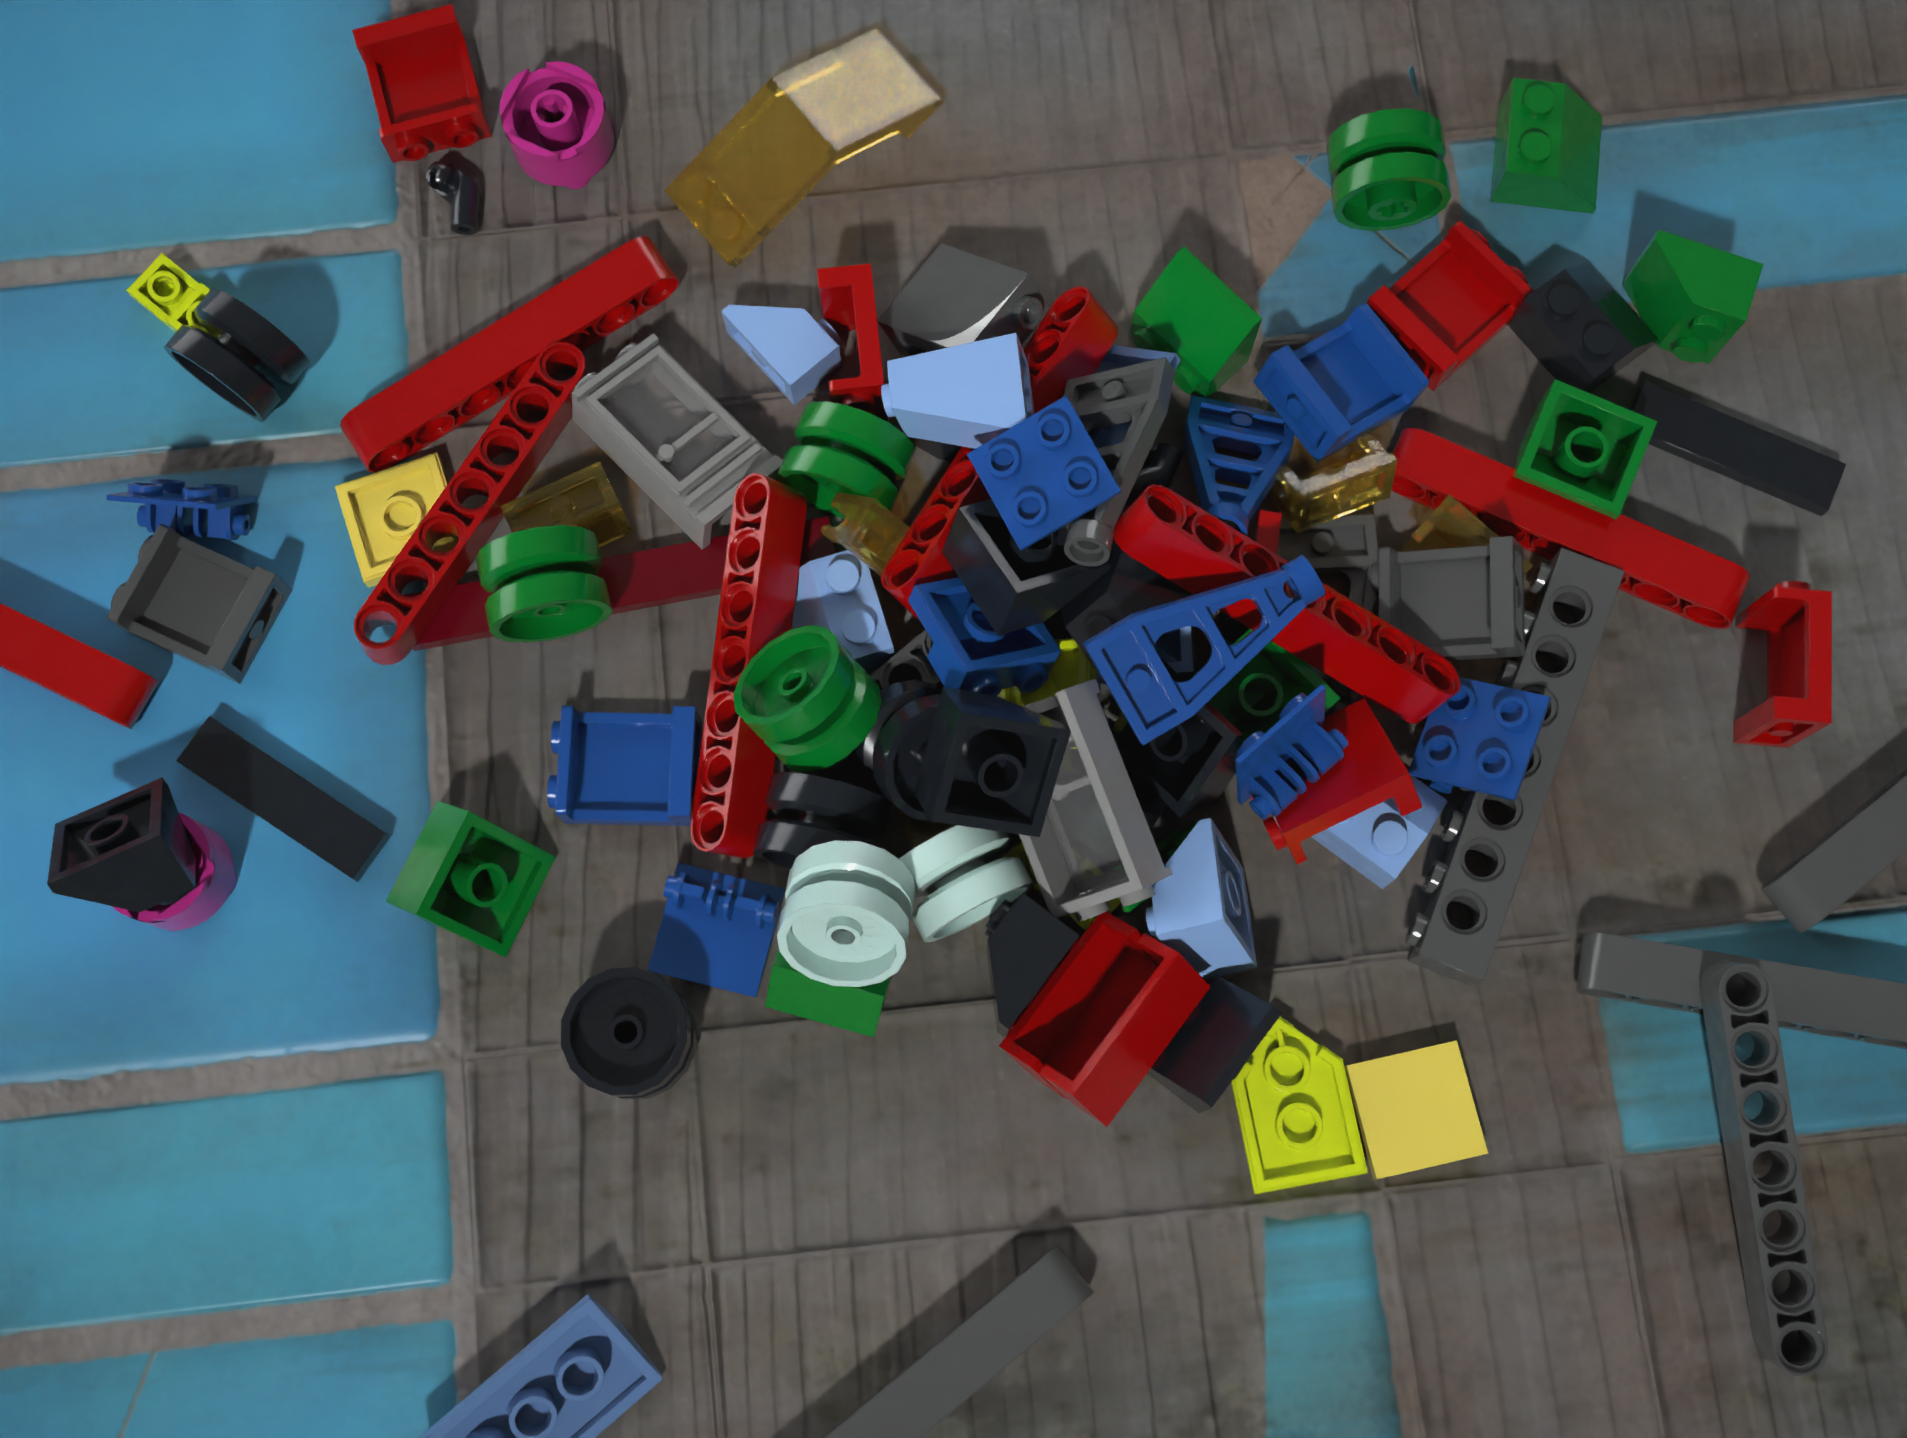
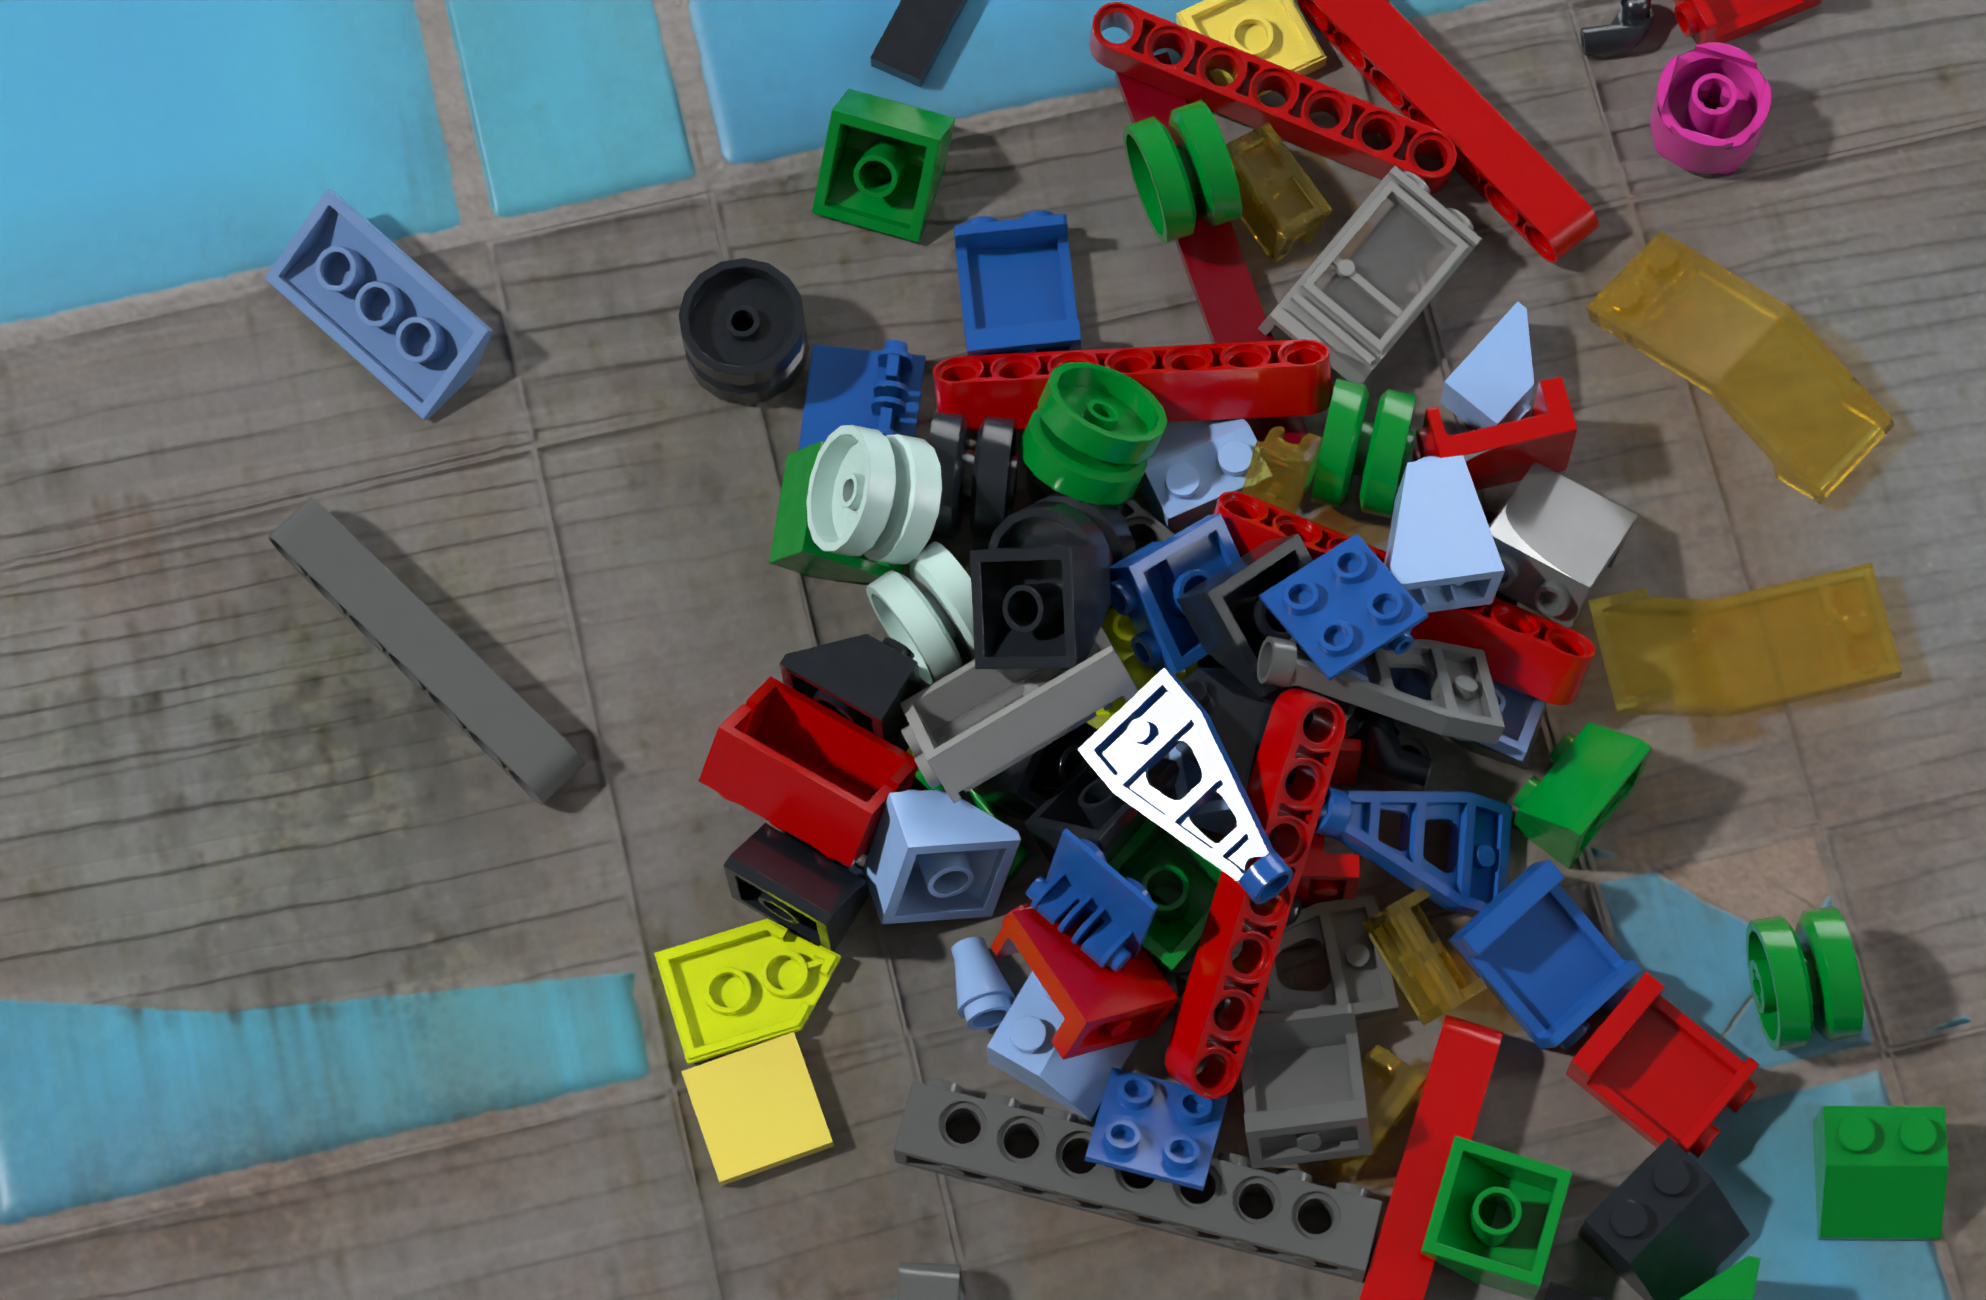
camera: 85 degrees right, 5 degrees down
(1071, 172) = (1746, 646): none -> clear yellow windscreen
(1318, 884) = (980, 986): none -> light blue cone

